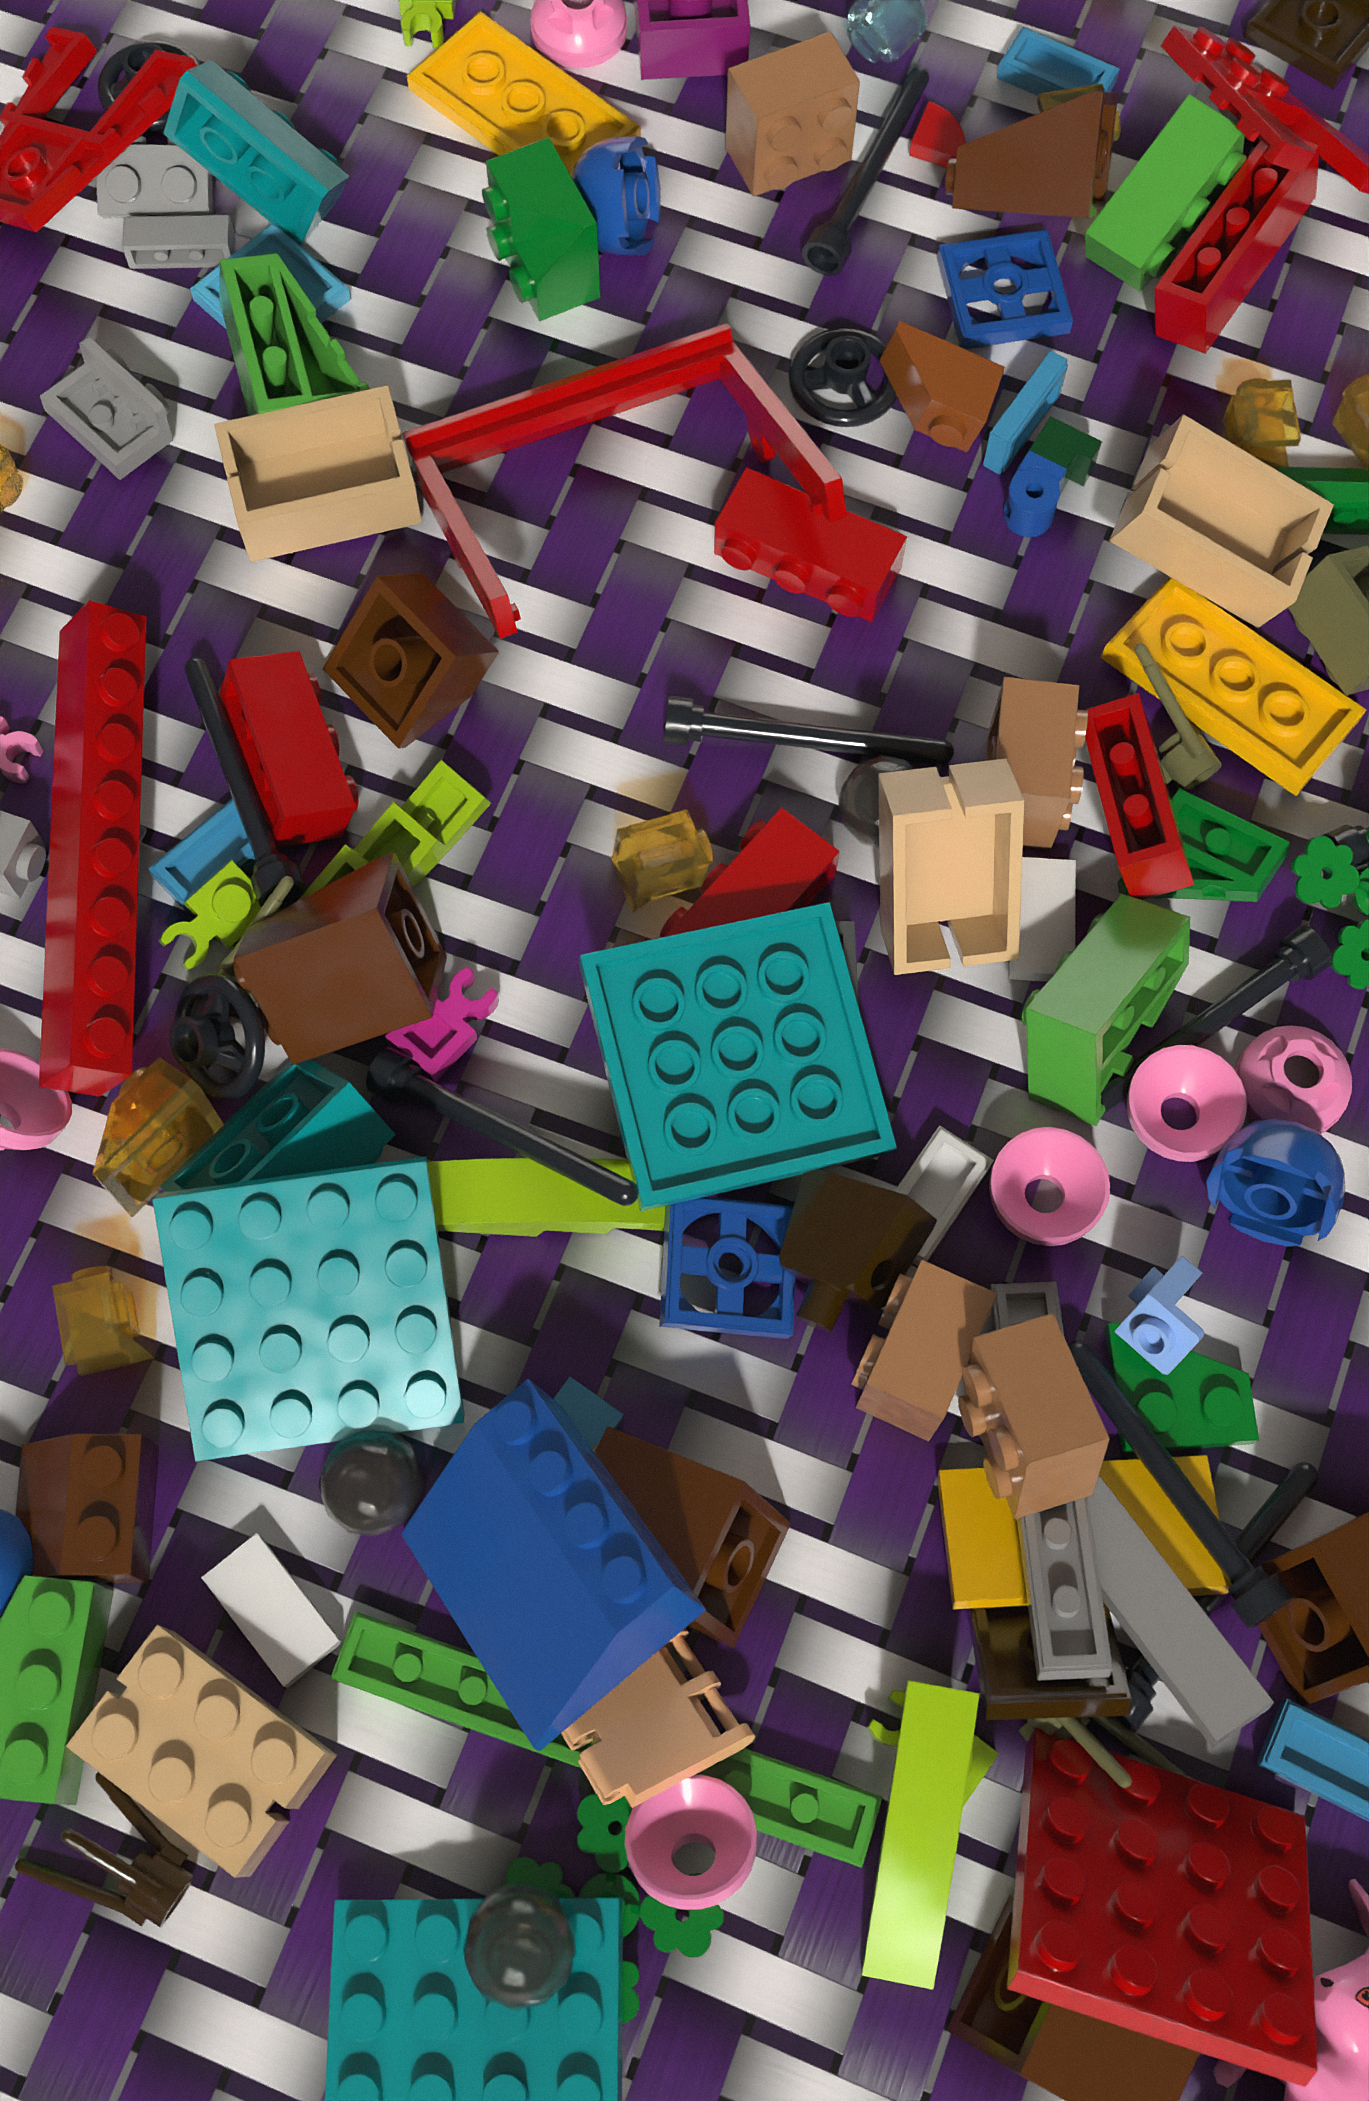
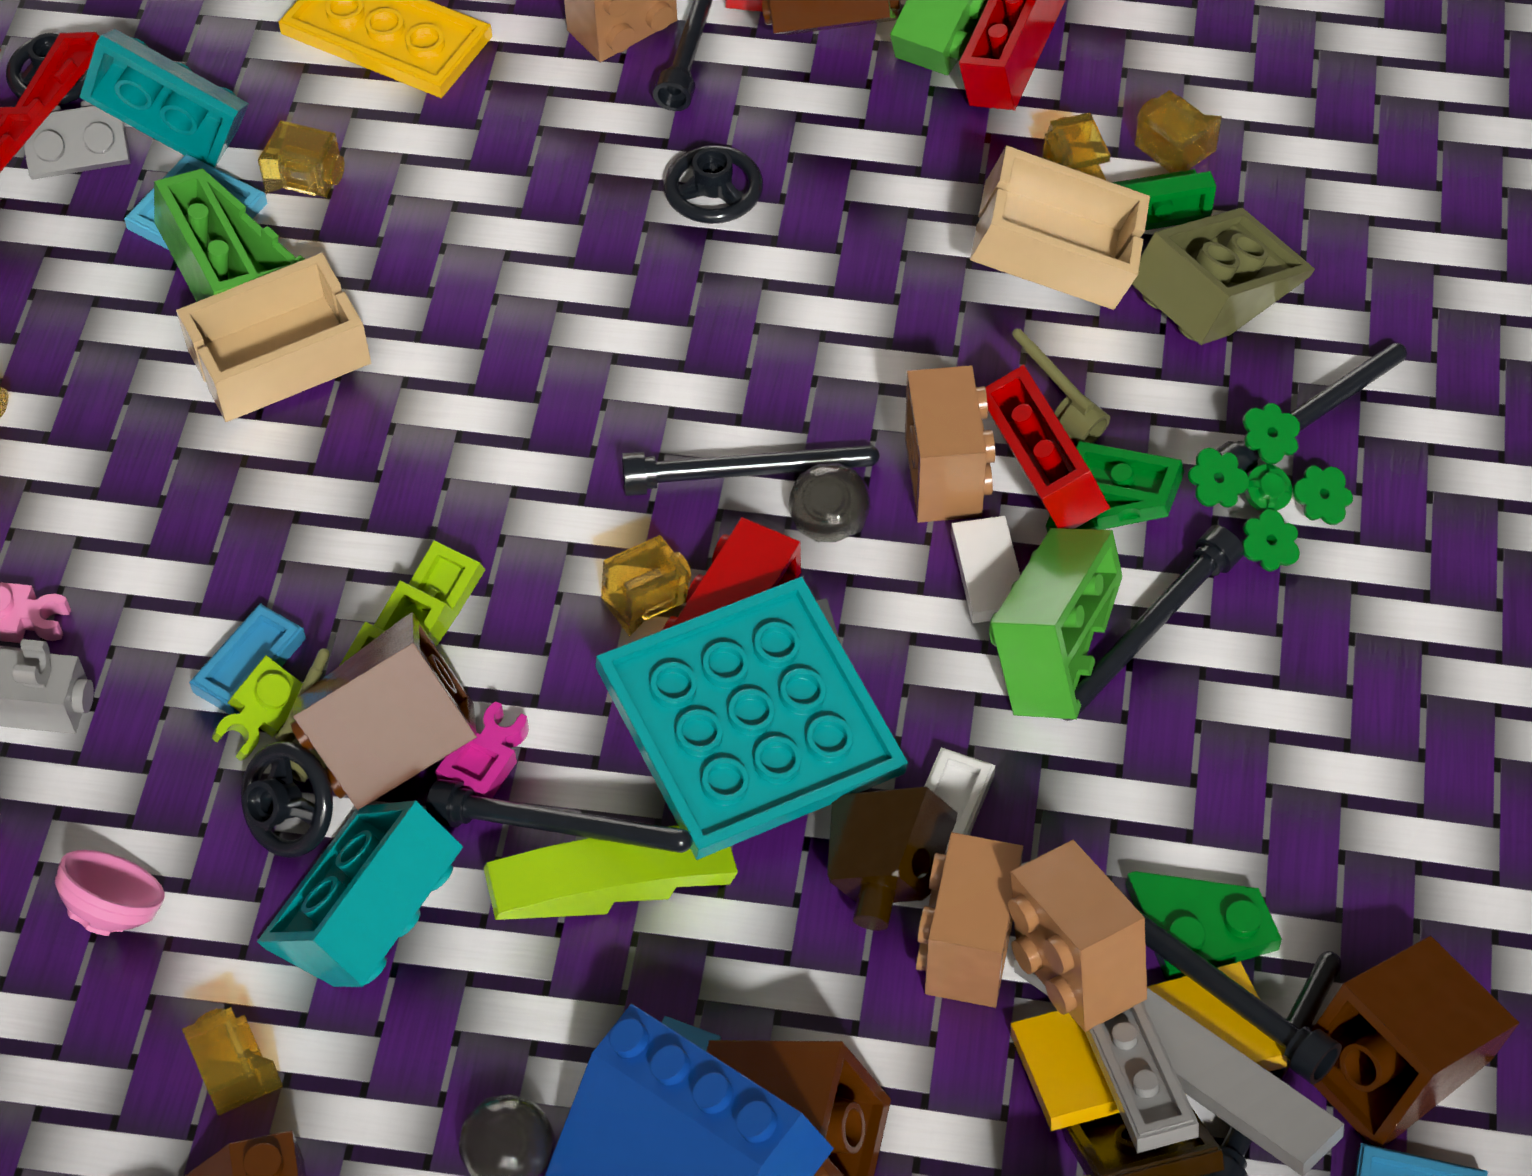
camera: 10 degrees left, 15 degrees down
(94, 853) = (140, 677): red brick -> none
(110, 410) = (75, 323): light grey bracket -> none
(152, 1133) = (247, 885): clear yellow slope -> none
(177, 241) = (104, 183): light grey piece -> none
(270, 864) = (300, 651): black piece -> none
(288, 747) = (295, 559): red brick -> none
(309, 1307) = (420, 997): teal plate -> none
(394, 257) = (301, 160): none -> clear yellow window
(409, 656) = (385, 468): reddish brown slope -> none
(542, 229) = (427, 114): green slope -> none
(592, 397) = (499, 237): red piece -> none
(620, 193) = (481, 79): blue cylinder -> none
(678, 1313) = (793, 936): blue piece -> none
(776, 535) = (714, 315): red brick -> none
(940, 385) = (796, 171): dark orange slope -> none
(951, 856) = (898, 528): tan piece -> none
(1014, 325) = (847, 117): blue piece -> none
(1025, 413) = (874, 181): dark azure tile -> none
(1054, 459) = (906, 214): leg -> none
(1066, 1162) = (1051, 752): bright pink piece -> none
(1157, 1325) = (1169, 856): light blue bracket -> none
(1201, 1080) = (1149, 664): bright pink piece -> none
(1236, 685) = (1107, 355): yellow tile -> none
(1274, 1096) = (1234, 672): bright pink piece -> none
(1279, 1182) = (1242, 728): blue cylinder -> none

